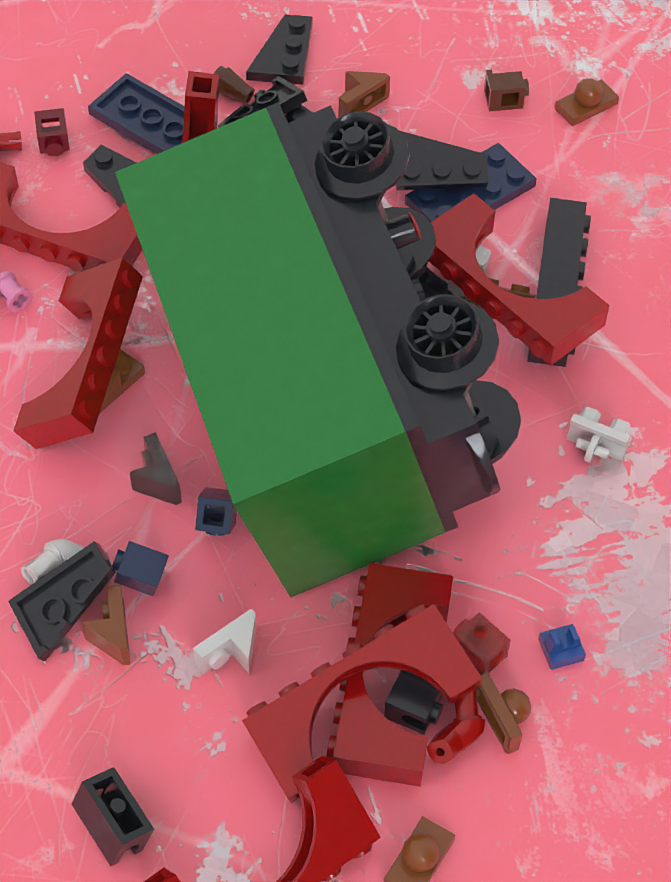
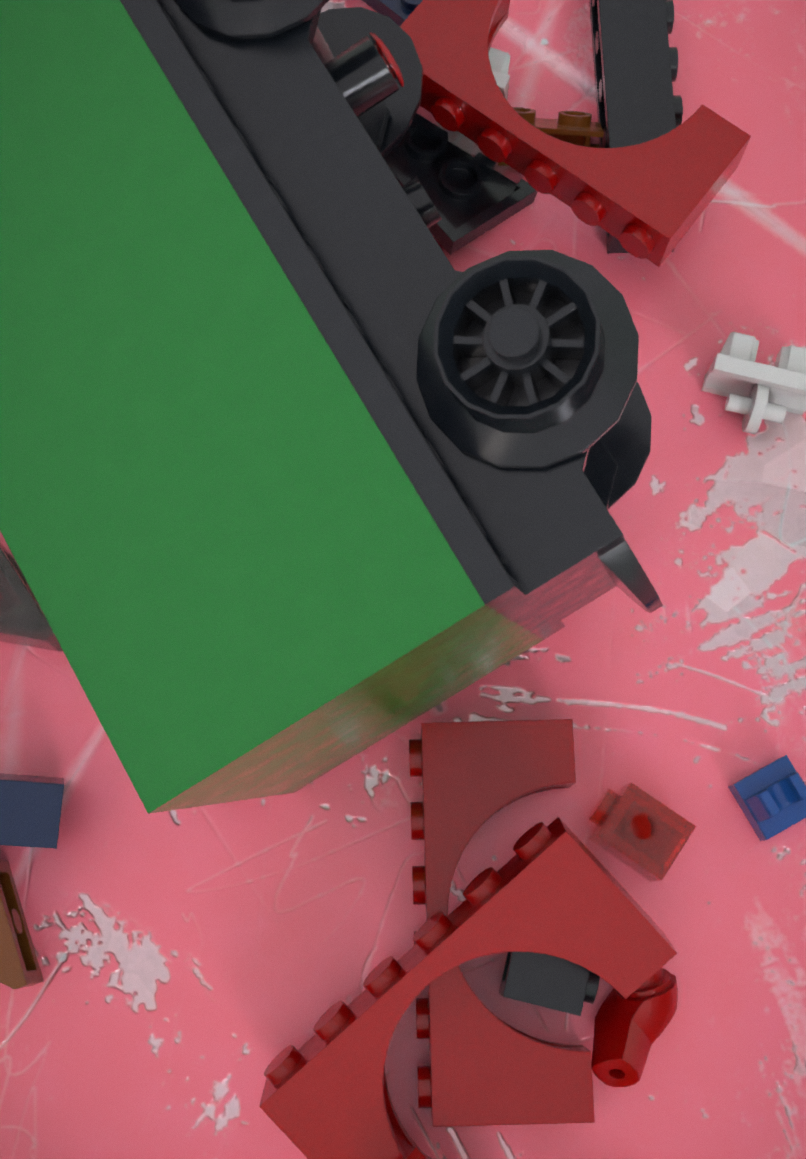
camera: 10 degrees left, 20 degrees up
(233, 639) = (219, 908): white slope -> none
(503, 712) = (707, 952): dark orange tile -> none

